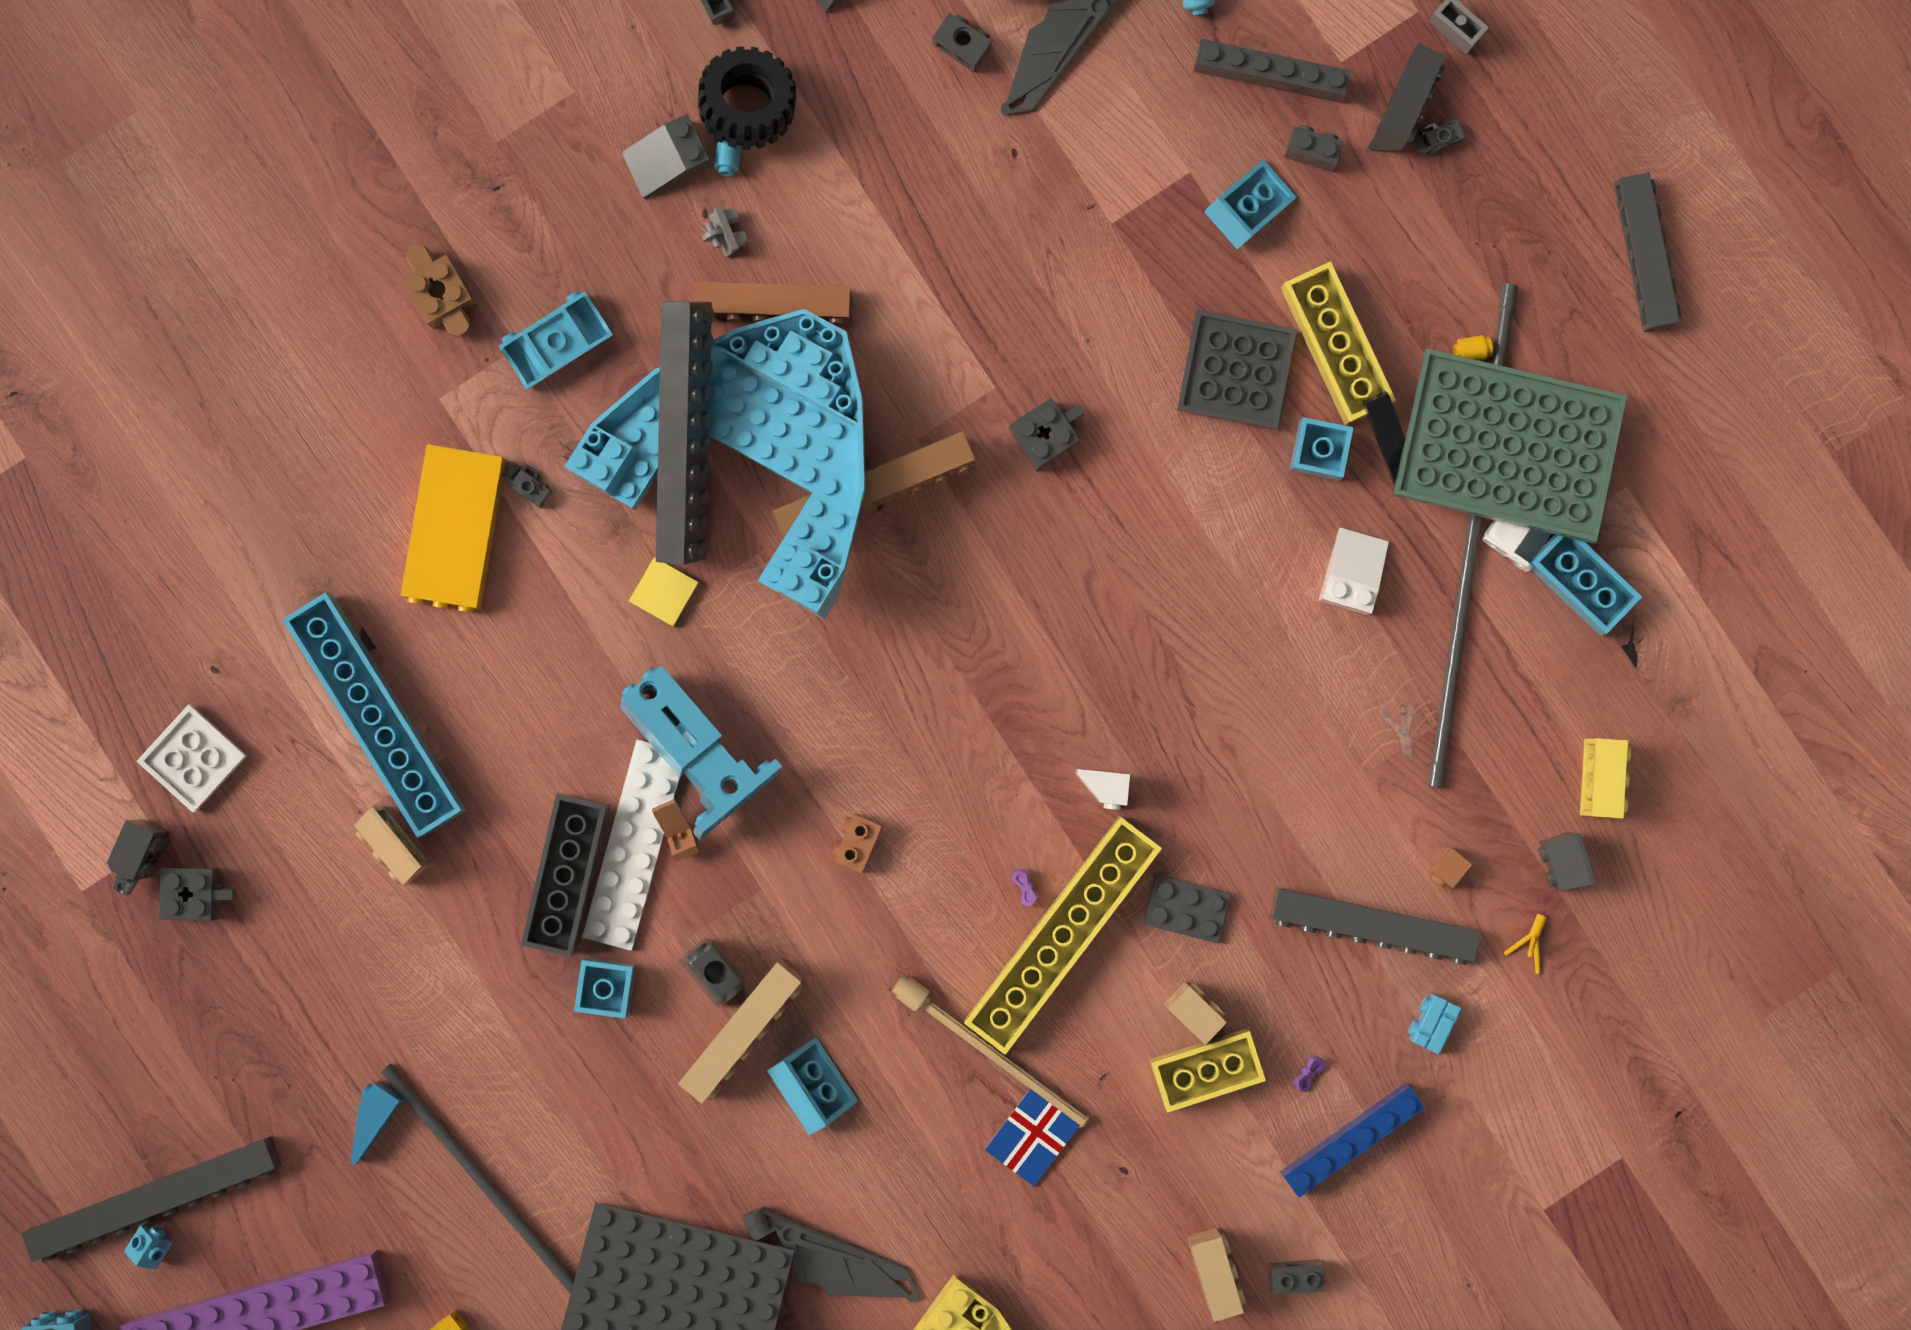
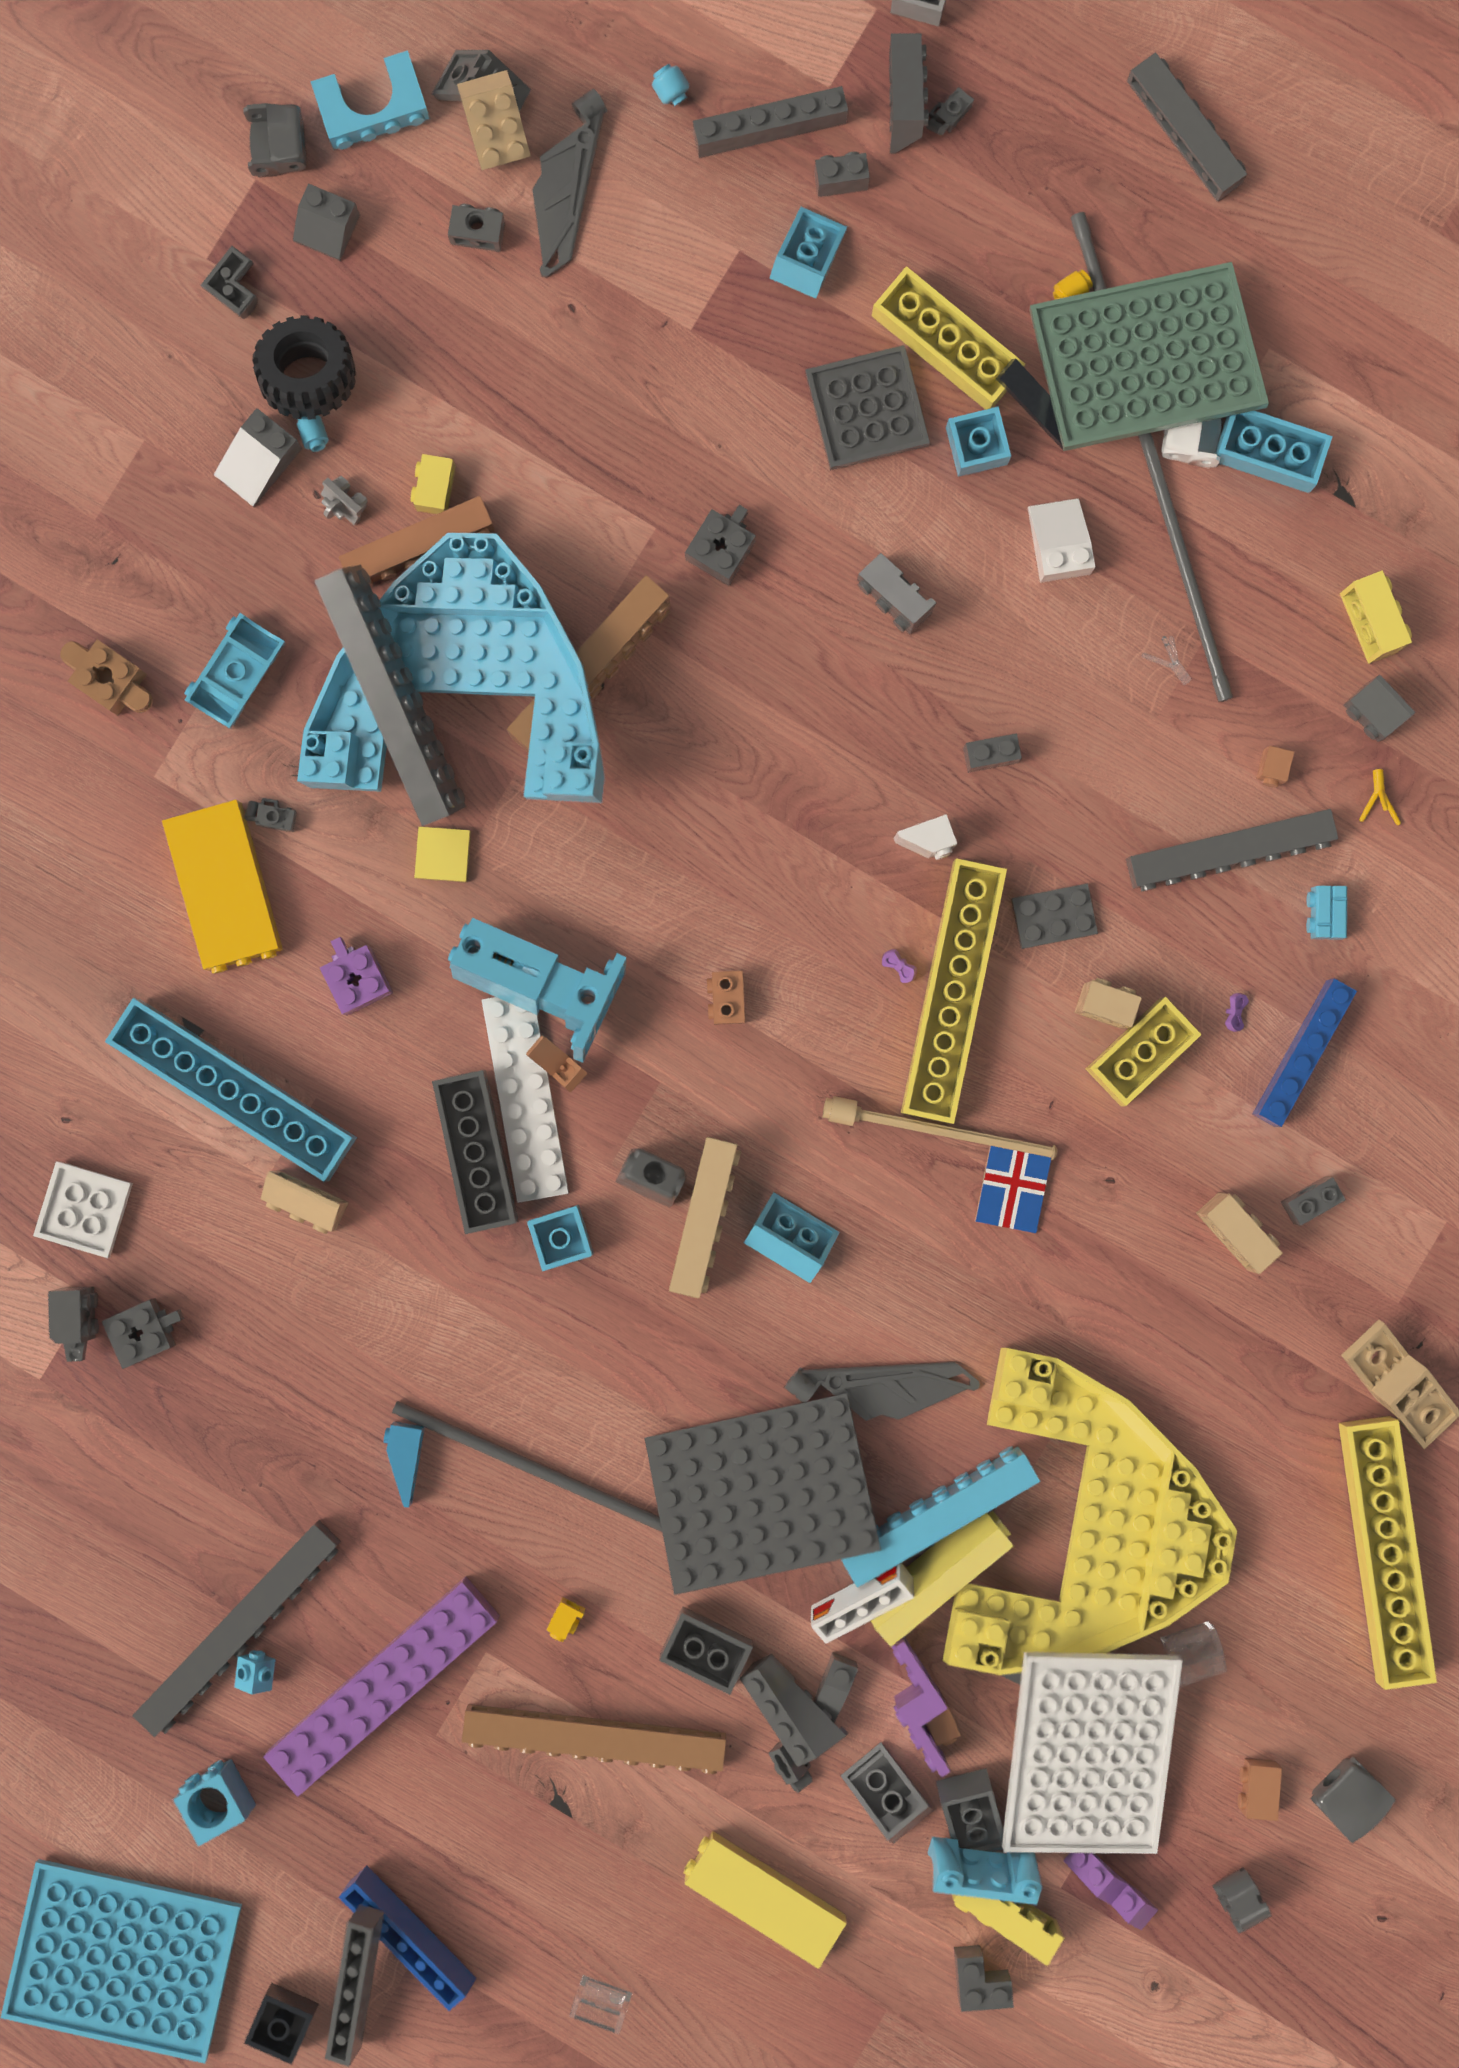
camera: 25 degrees left, 0 degrees up
(542, 655) = (340, 975): none -> medium lavender hinge
(813, 255) = (433, 484): none -> light yellow brick
(1180, 550) = (895, 594): none -> wedge
(1200, 735) = (992, 753): none -> dark grey brick

